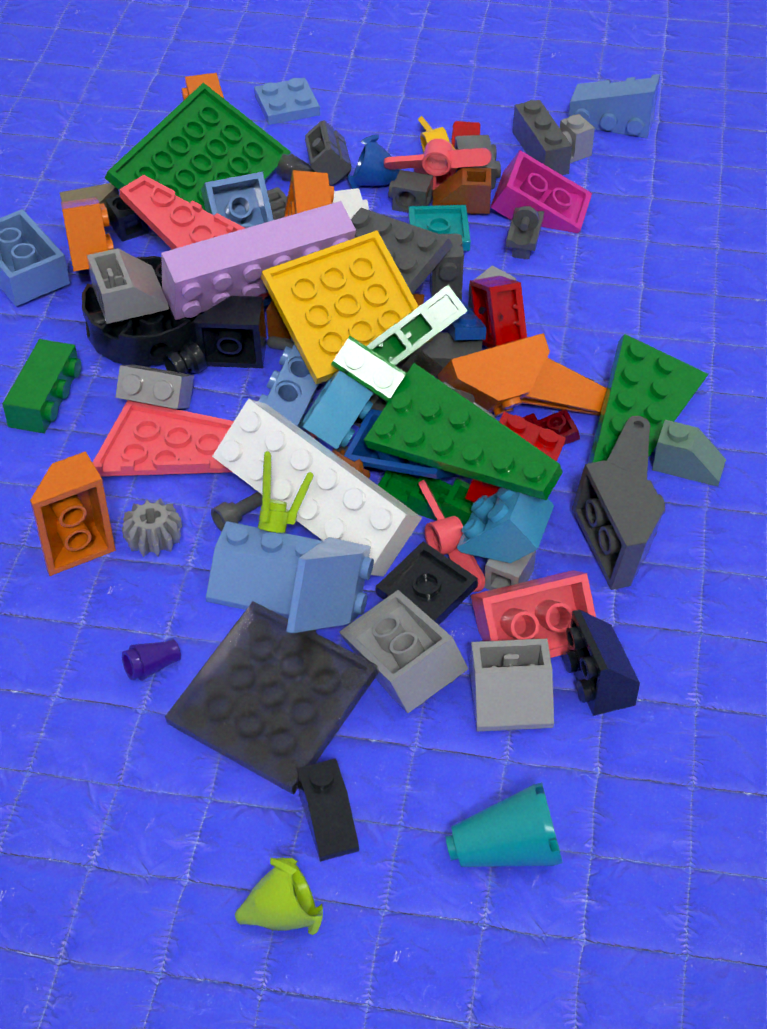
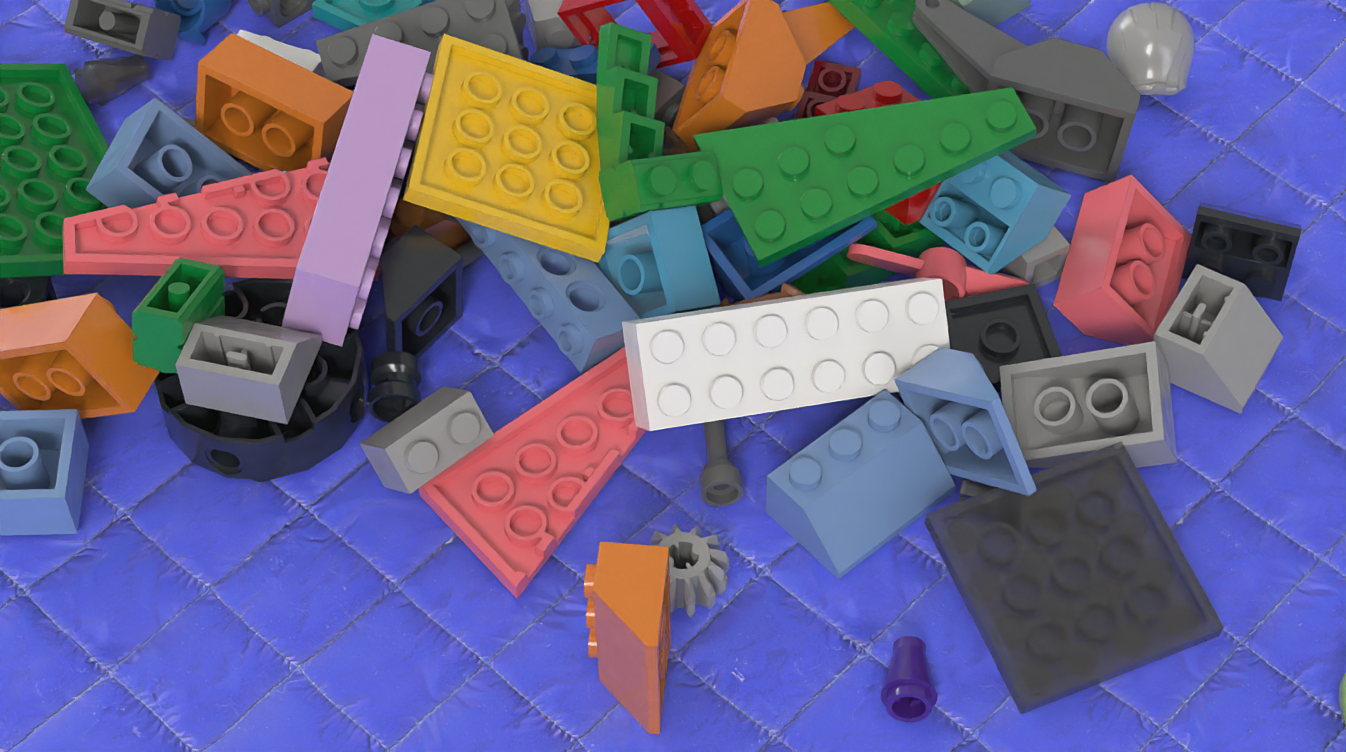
camera: 55 degrees left, 5 degrees up
(41, 386) = (297, 571): green brick -> none
(136, 239) = (166, 315): none -> green brick
(273, 512) = (810, 410): lime plant -> none
(327, 809) = (1274, 609): black slope -> none
(716, 546) = (1152, 47): none -> light grey hair

